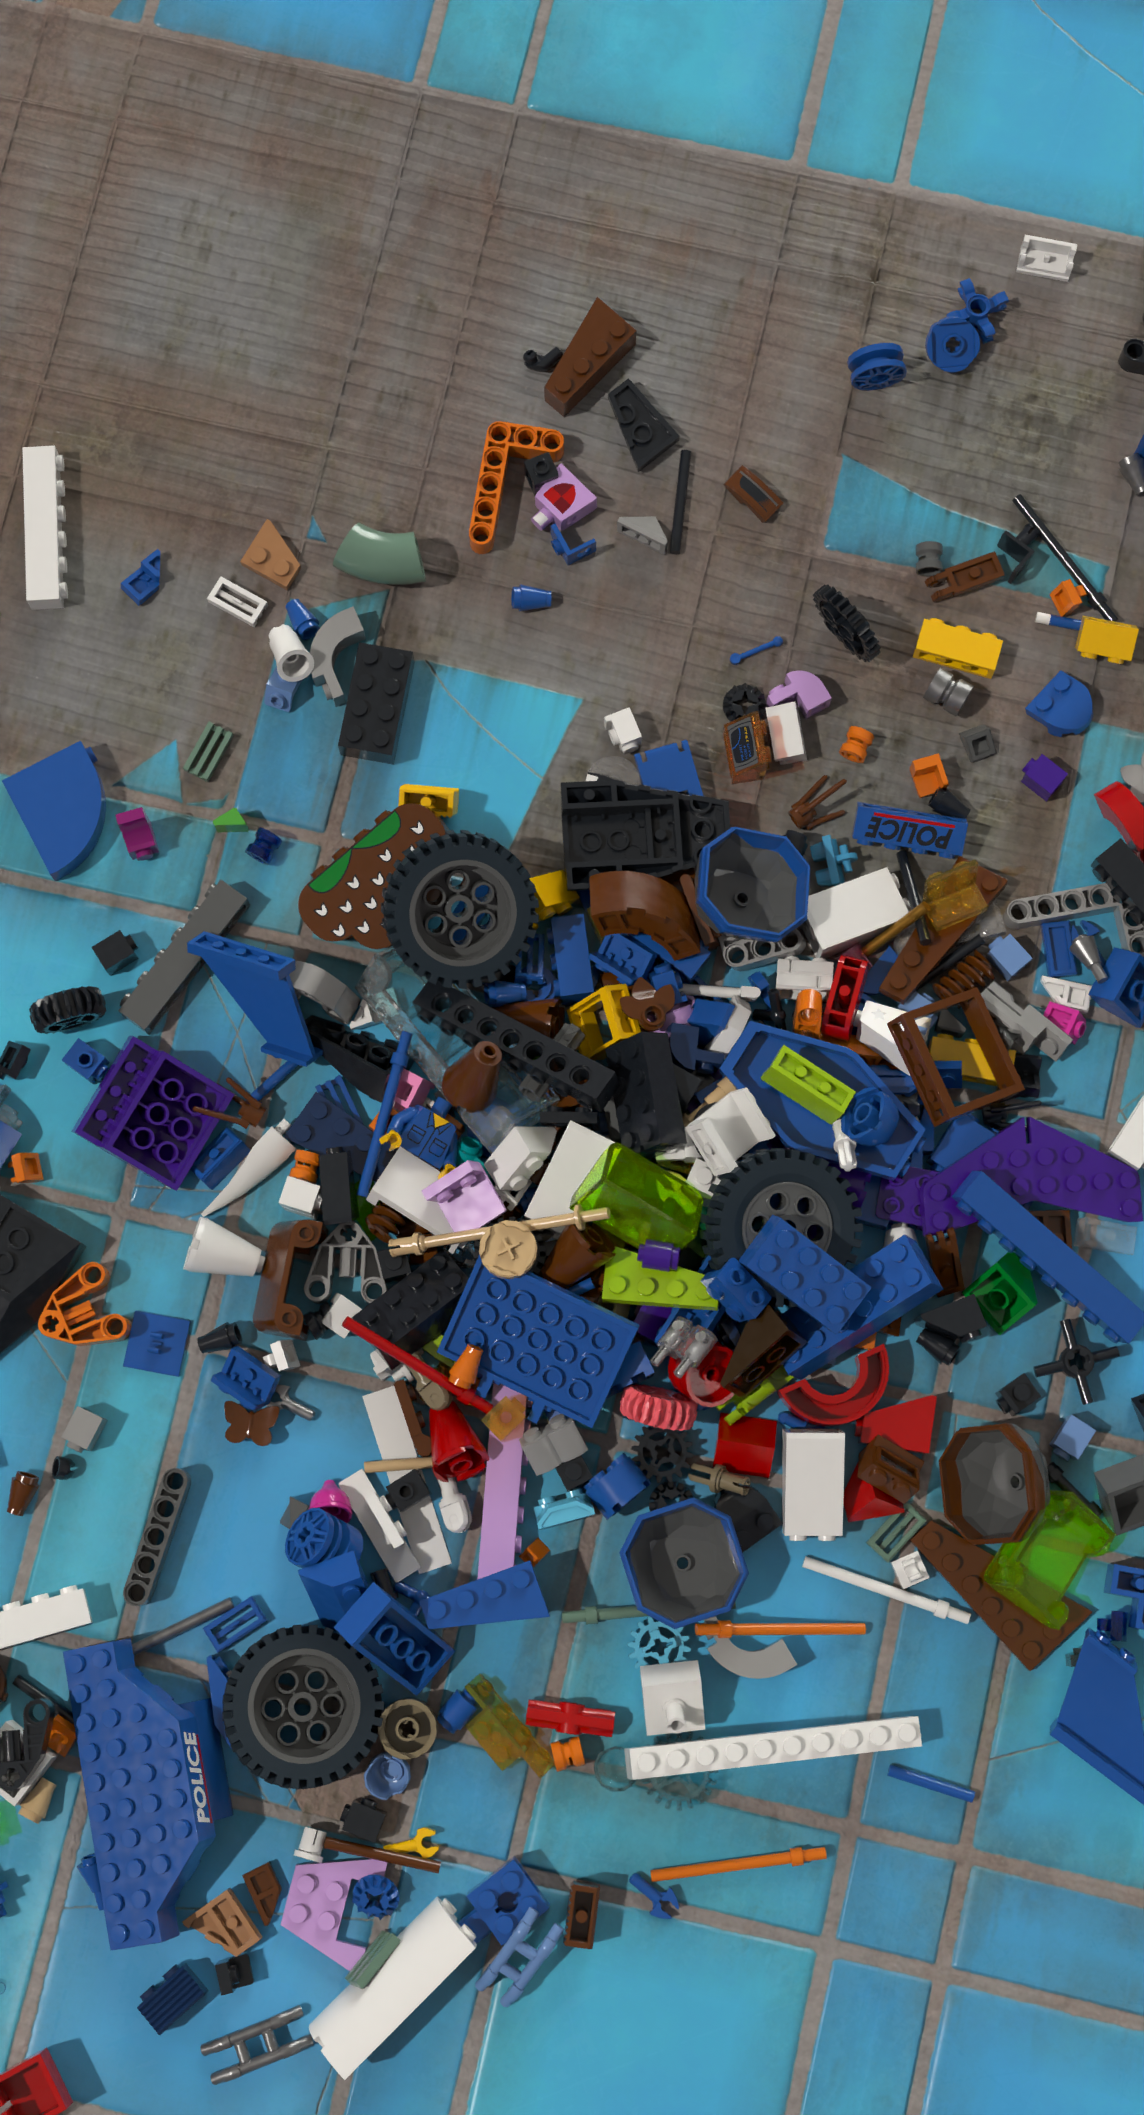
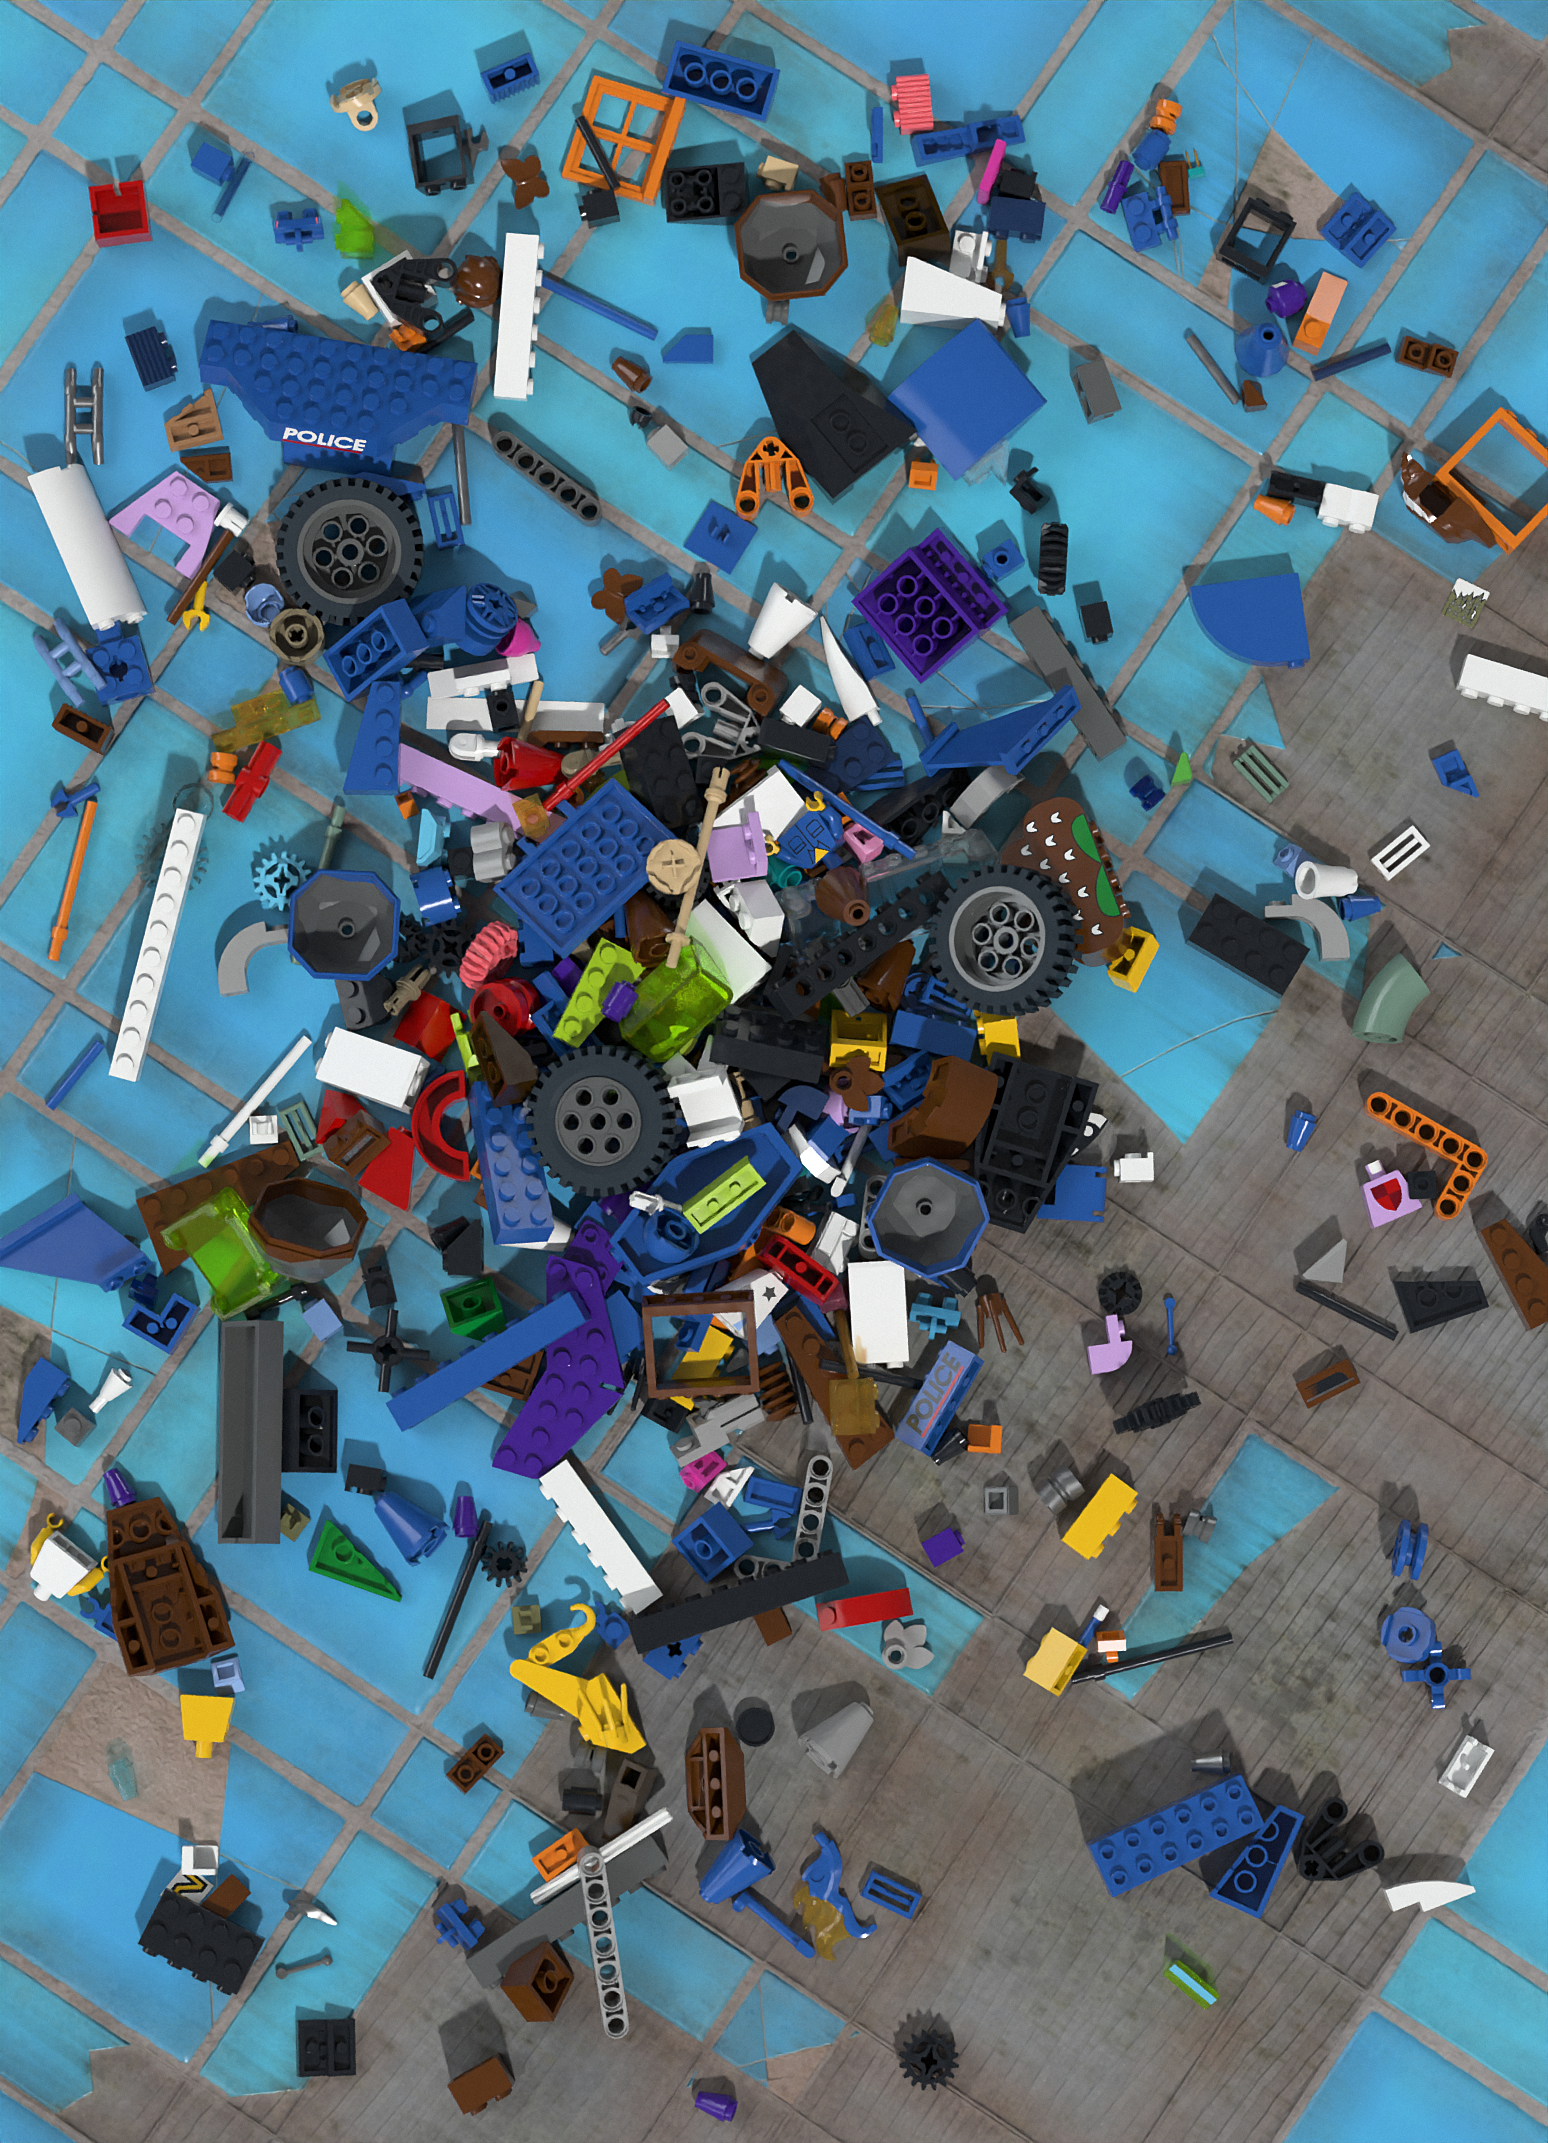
camera: 110 degrees right, 5 degrees up
(137, 834) = (1199, 680): magenta arch -> none
(234, 1973) = (151, 417): black bracket -> none
(250, 1111) = (899, 692): reddish brown plant -> none
(271, 557) = (1433, 901): medium nougat wing -> none
(372, 1959) = (116, 538): sand green tile -> none
(374, 1886) = (176, 561): blue gear -> none
(466, 1367) = (587, 796): orange cone -> none
(502, 993) = (921, 961): blue cone -> none
(561, 547) = (1339, 1177): blue bracket -> none
(672, 1697) = (234, 874): white brick -> none
(685, 1342) = (533, 995): clear piece -> none
(726, 1629) = (273, 942): orange bar -> none
(736, 1291) = (559, 1056): blue bracket -> none
(745, 748) = (1072, 1274): slope -> none
(786, 733) = (1076, 1321): white hinge -> none
(804, 1274) = (550, 1119): blue brick -> none
(856, 744) = (1035, 1378): orange wheel -> none
(945, 1261) = (520, 1265): reddish brown hinge -> none
(1008, 956) = (783, 1442): medium blue brick -> none
(1018, 548) = (1179, 1617): black bracket -> none
(1062, 706) = (1005, 1595): blue slope -> none
(1086, 950) = (757, 1515): flat silver cone -> none
(1105, 1236) = (491, 1427): clear slope -> none

